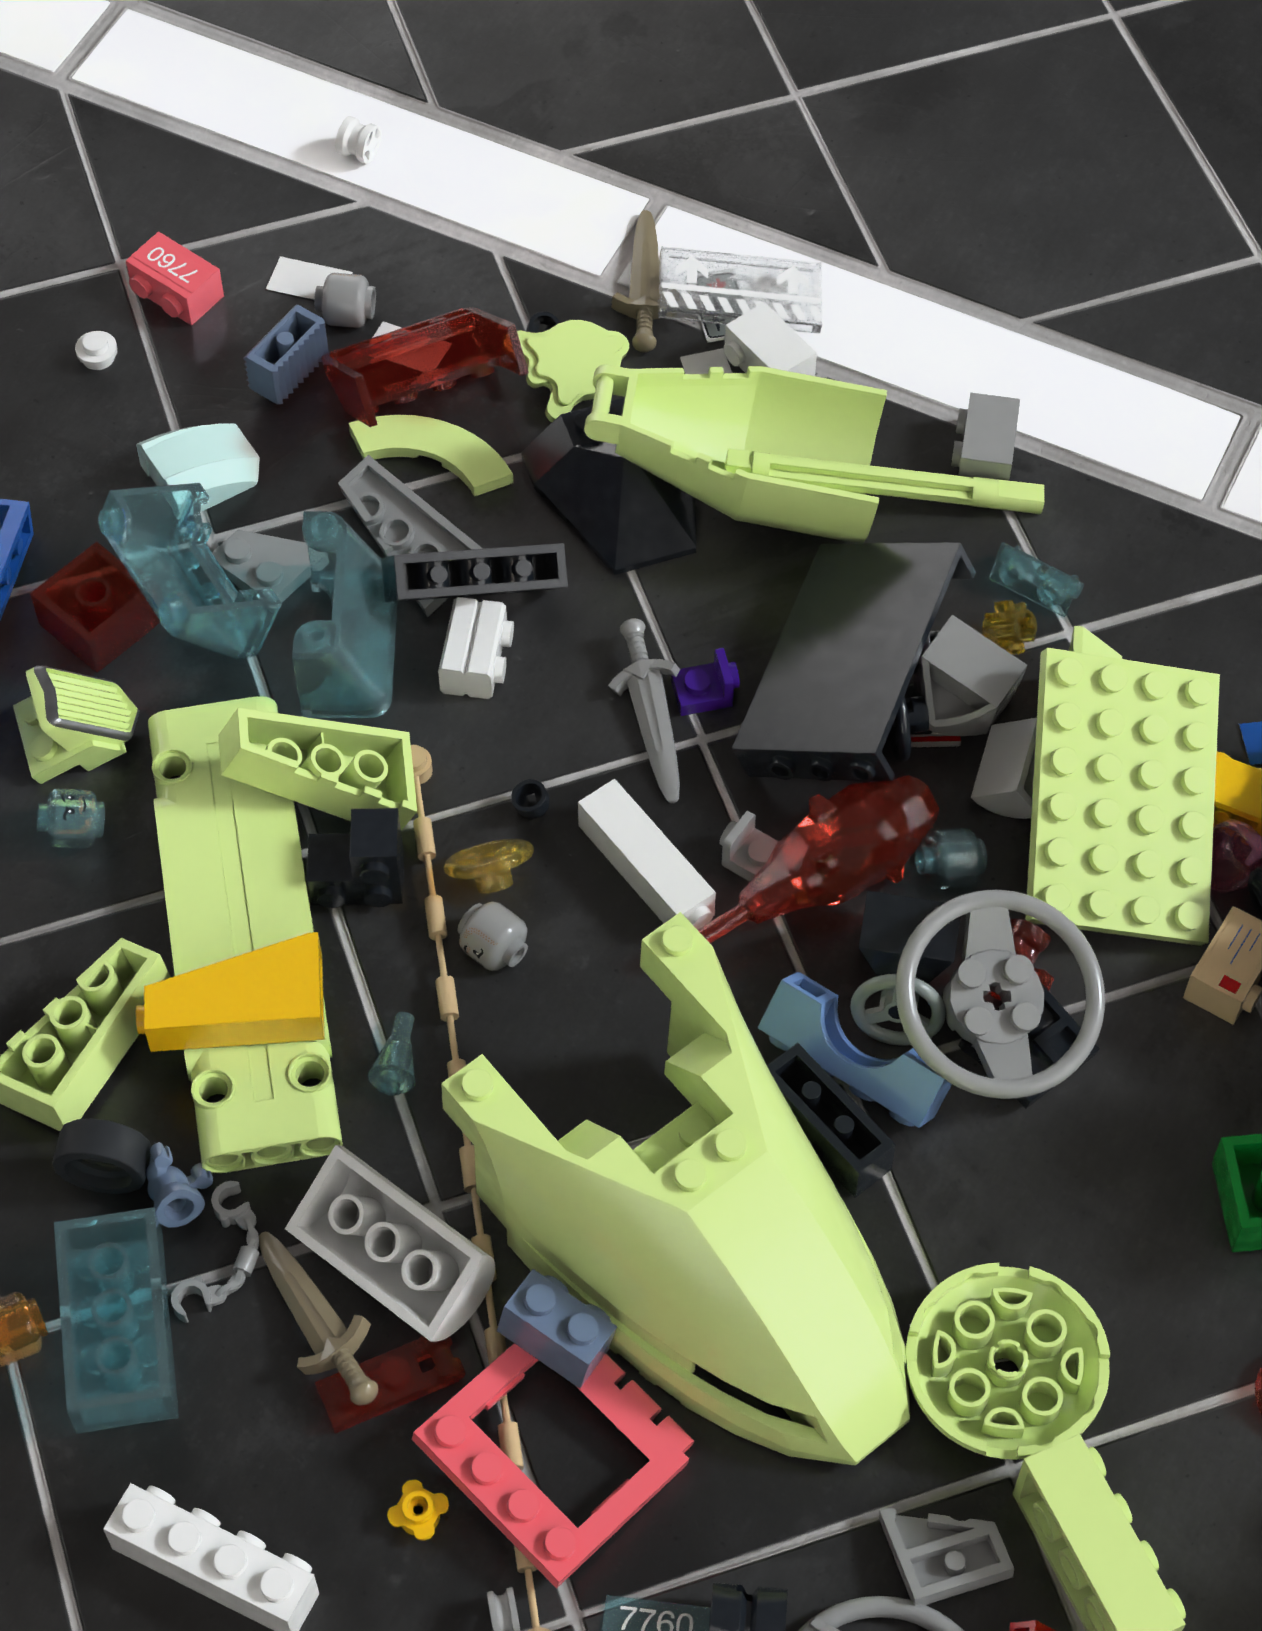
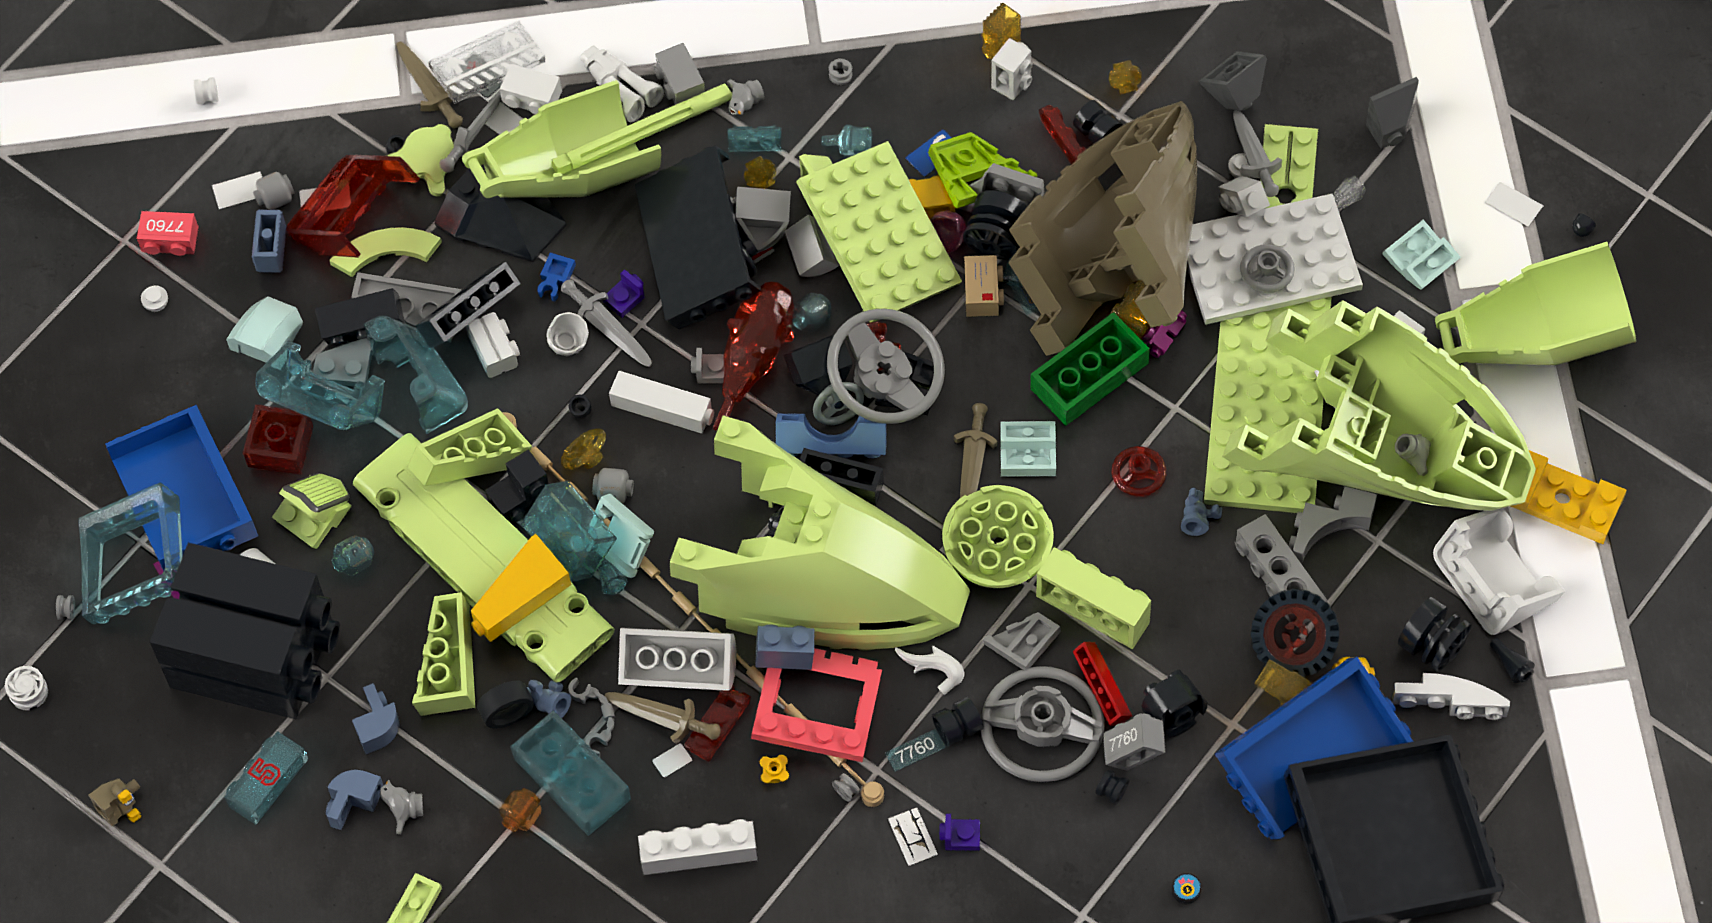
camera: 30 degrees left, 5 degrees up
(284, 1396) = (672, 760): none -> white sticker
(292, 492) = (347, 318): none -> black brick
(376, 960) = (569, 529): none -> clear light blue brick
(443, 1022) = (631, 534): none -> light aqua container
(584, 691) = (567, 334): none -> white hair
(629, 600) = (554, 273): none -> blue plate
(670, 357) = (466, 136): none -> light grey sword
(786, 1500) = (936, 660): none -> white piece
(891, 371) = (608, 68): none -> white piece
(1059, 516) = (744, 96): none -> light grey animal
(1061, 1204) = (974, 450): none -> dark tan sword
(1148, 1252) = (1028, 448): none -> light aqua slope
(1172, 650) = (850, 140): none -> clear light blue piece
(1217, 568) = (840, 79): none -> light grey bush

